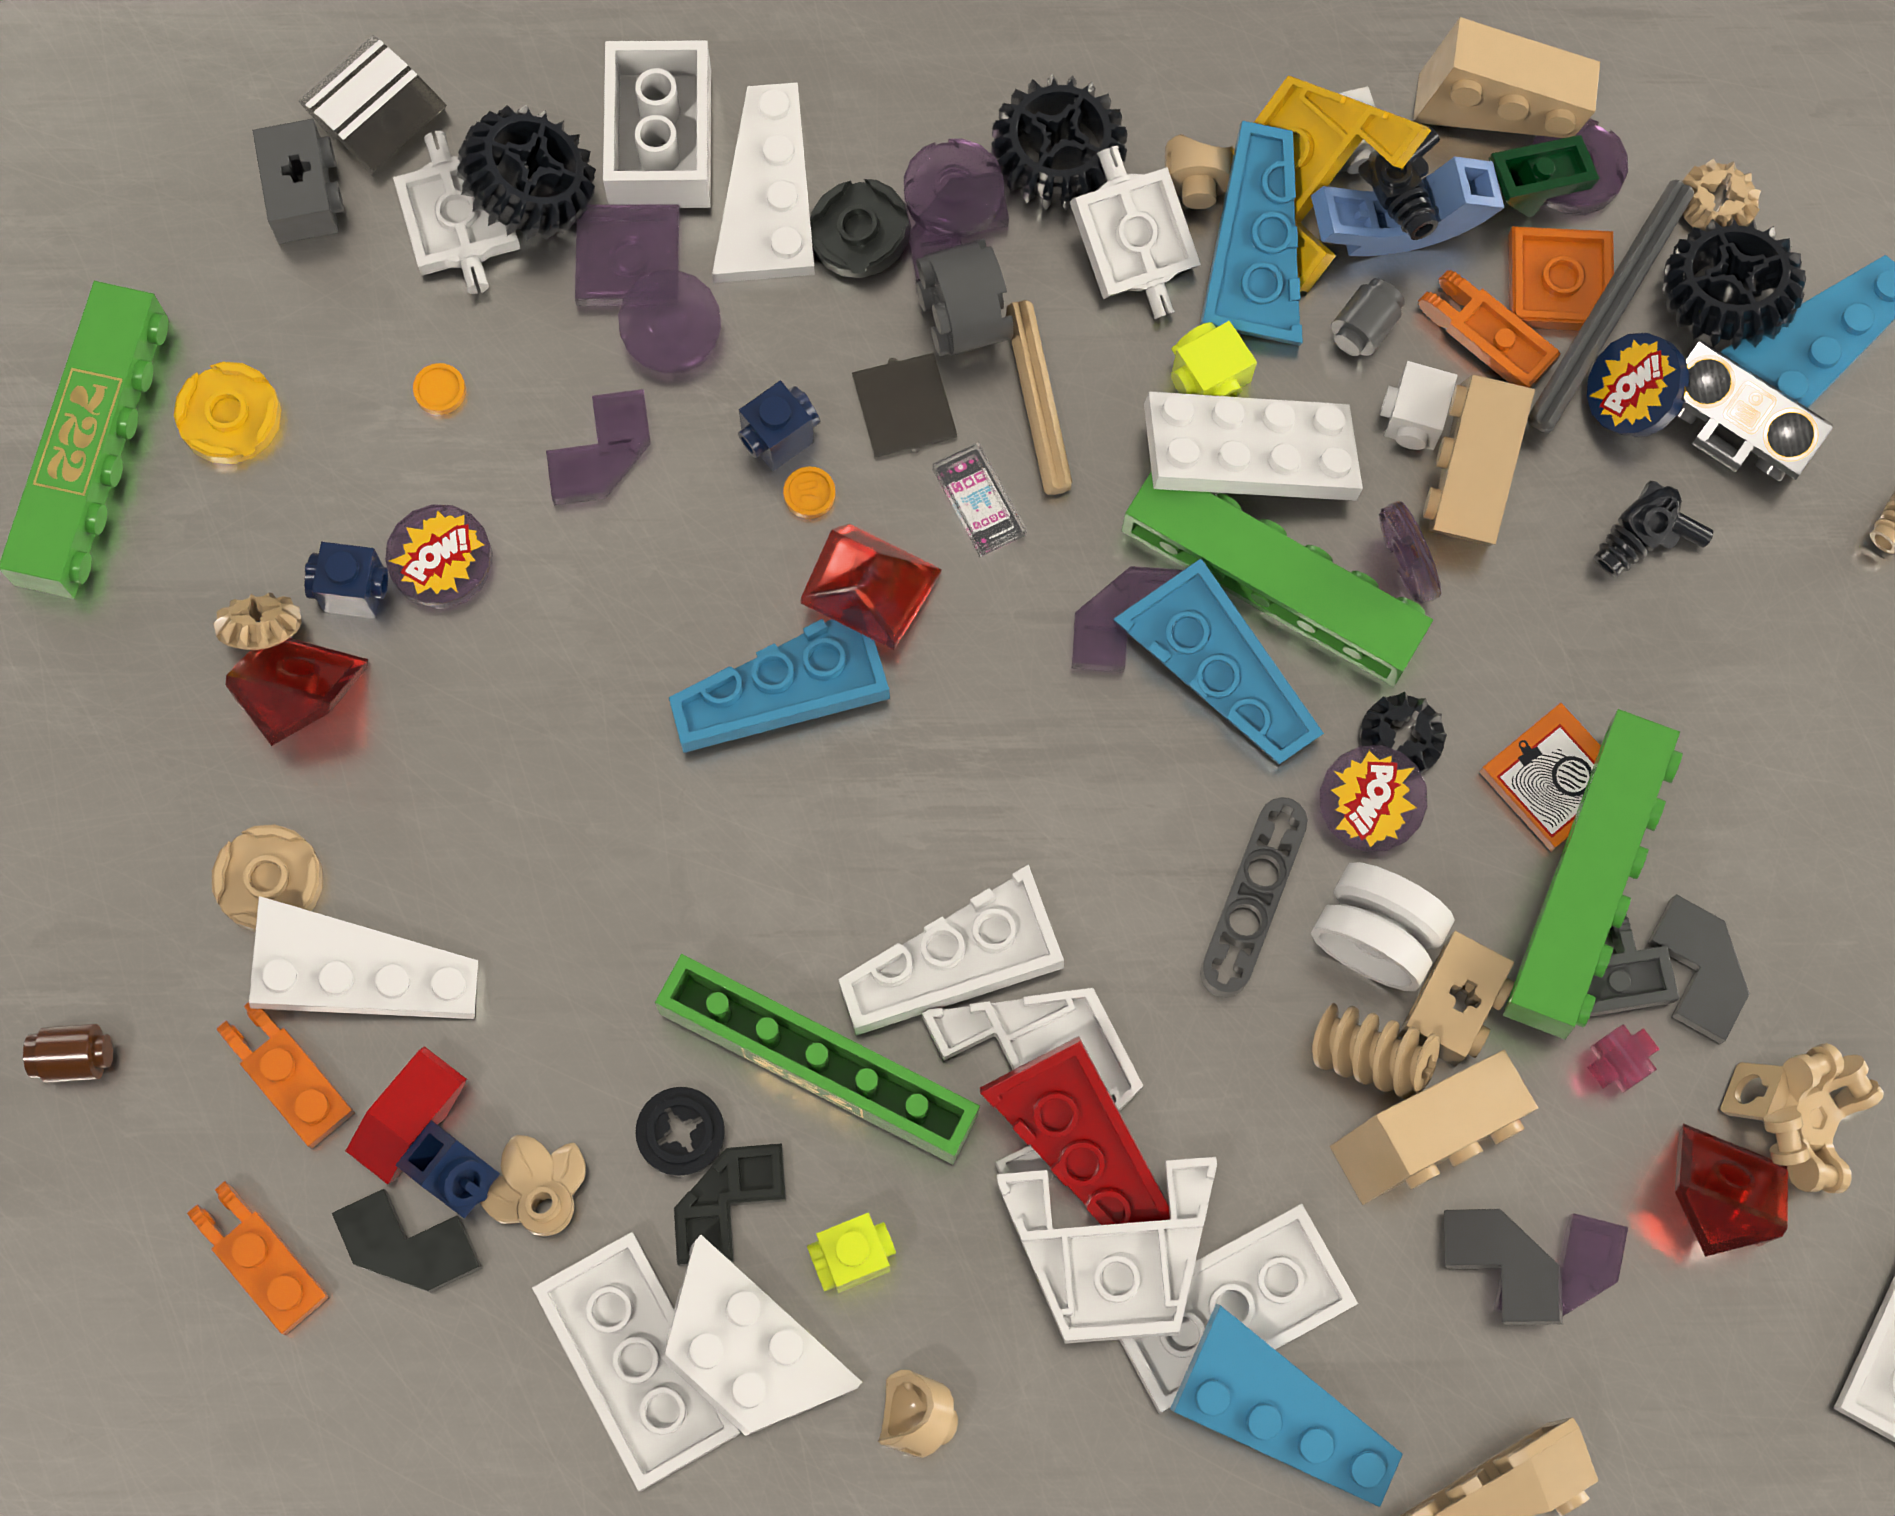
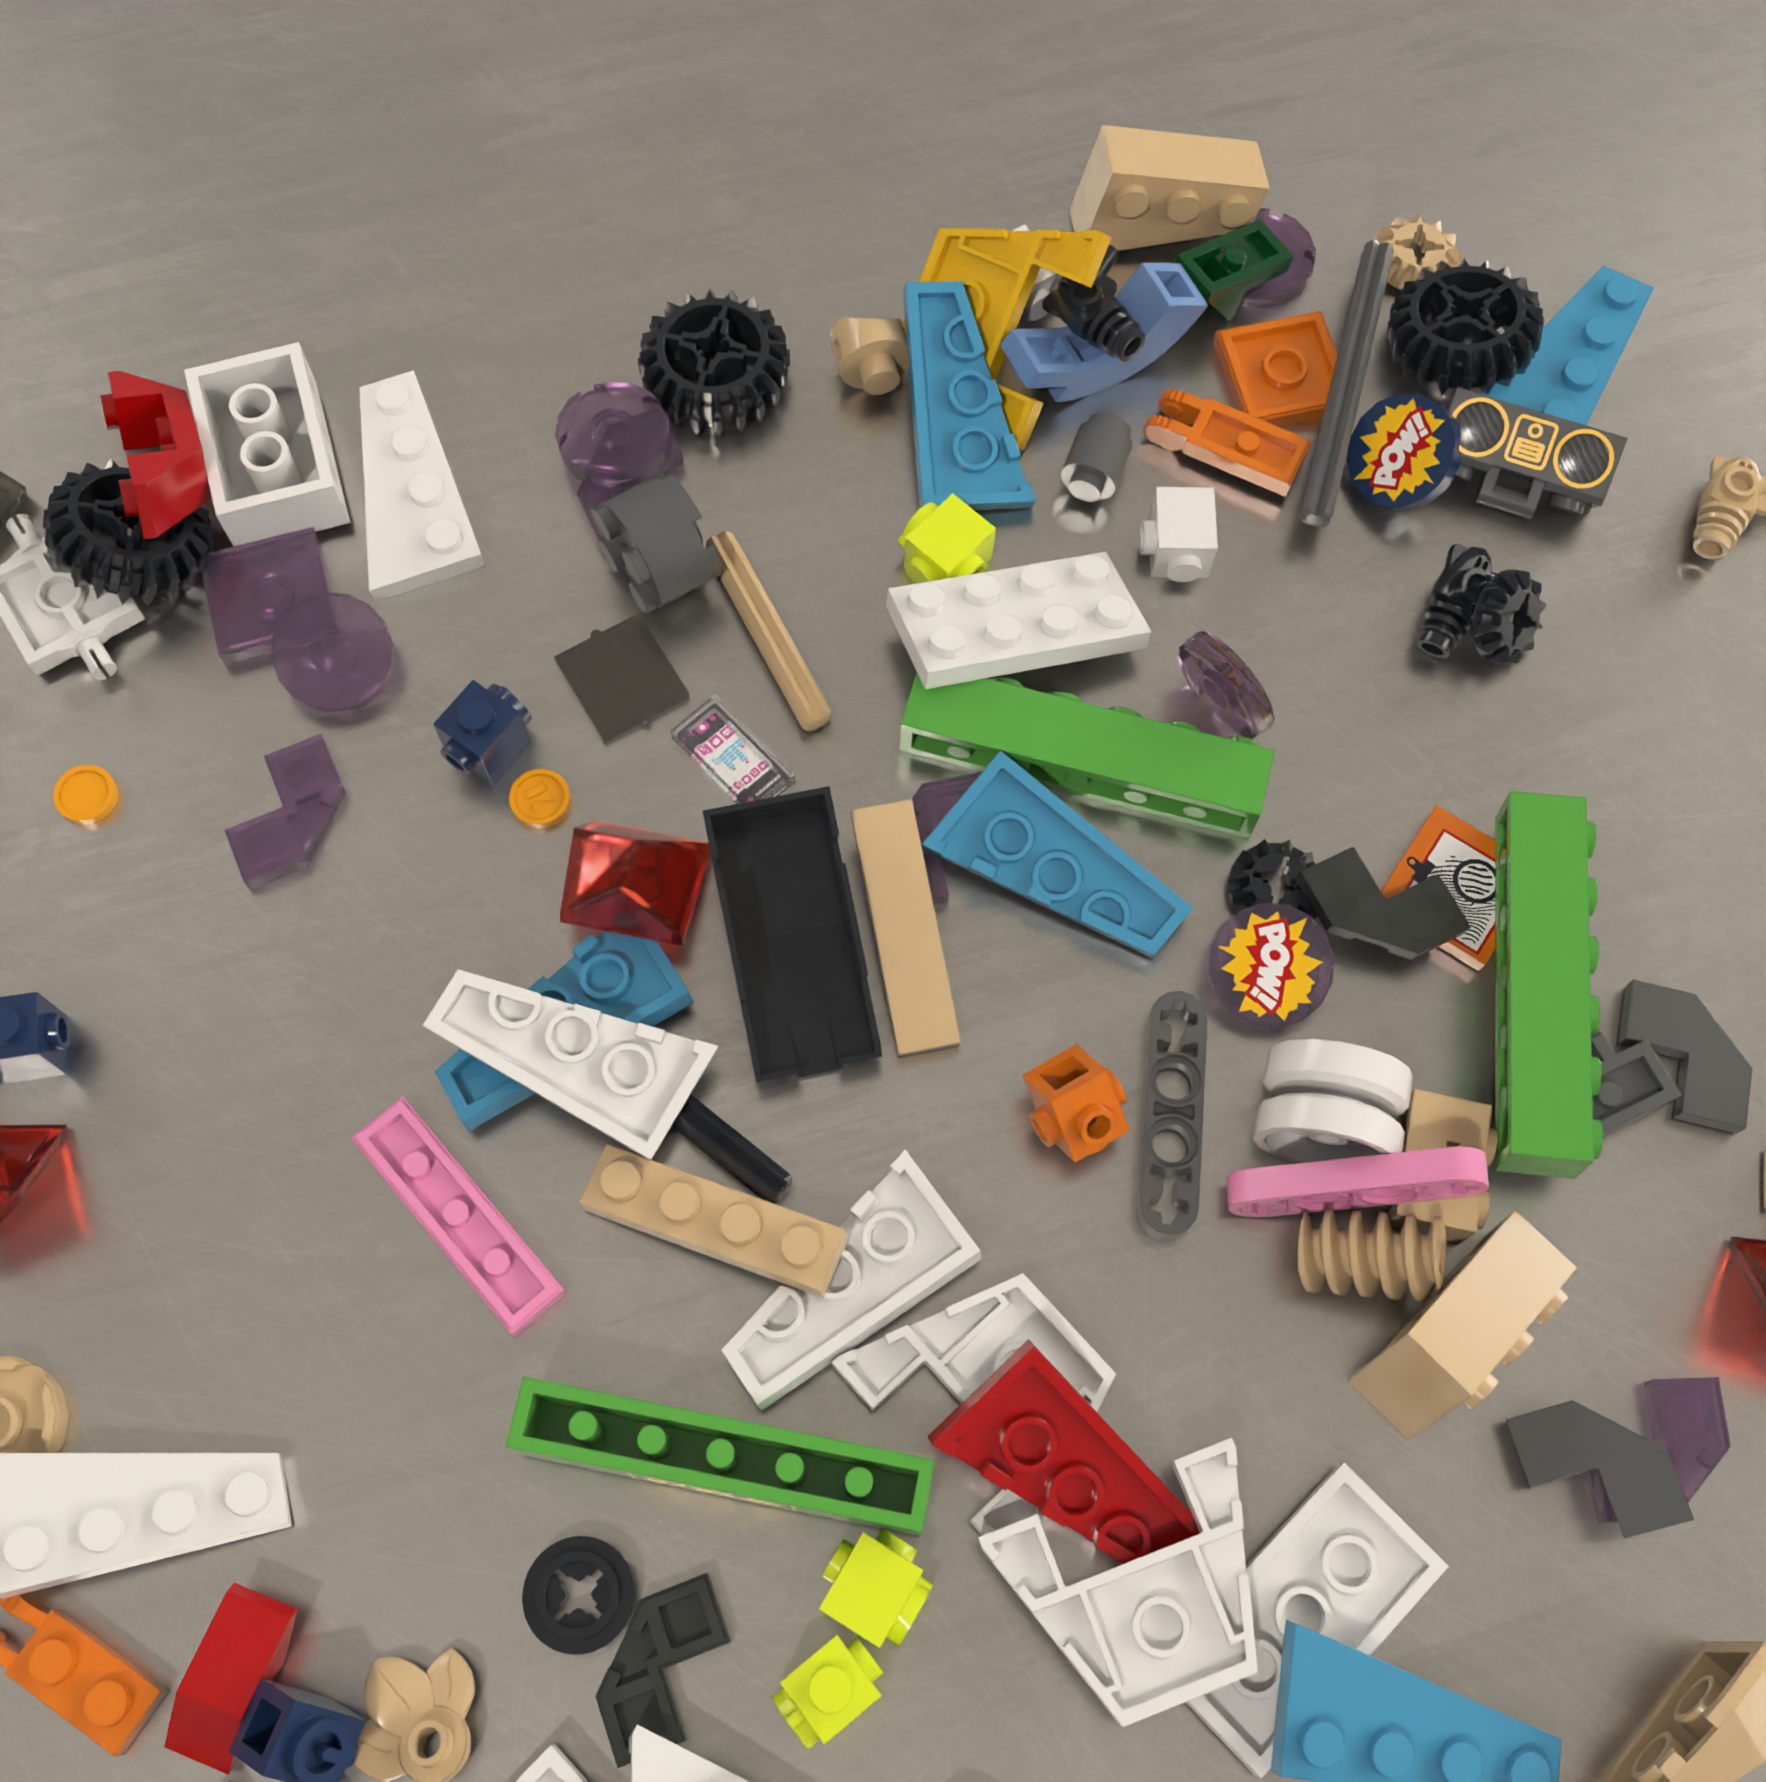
camera: 15 degrees left, 5 degrees down
(439, 556) = (125, 982): tile -> none
(574, 72) = (162, 483): none -> red slope
(659, 817) = (459, 1217): none -> bright pink tile
(794, 726) = (590, 1064): none -> white wing
(859, 228) = (521, 502): pearl dark grey tile -> none
(860, 877) = (715, 1220): none -> tan plate
(875, 808) = (732, 1151): none -> black axle
(907, 1191) = (875, 1588): none -> neon yellow brick
(985, 666) = (792, 934): none -> black piece
(1080, 683) = (905, 928): none -> tan tile
(1135, 232) = (822, 431): white plate -> none
(1176, 866) = (1076, 1103): none -> orange brick
(1381, 991) = (1358, 1182): none -> bright pink beam
(1458, 769) = (1354, 906): none -> pearl dark grey tile
(1478, 459) = (1266, 568): tan wedge -> none
(1623, 1058) = (1645, 1181): clear pink gear -> none
(1684, 536) = (1493, 634): none -> black gear

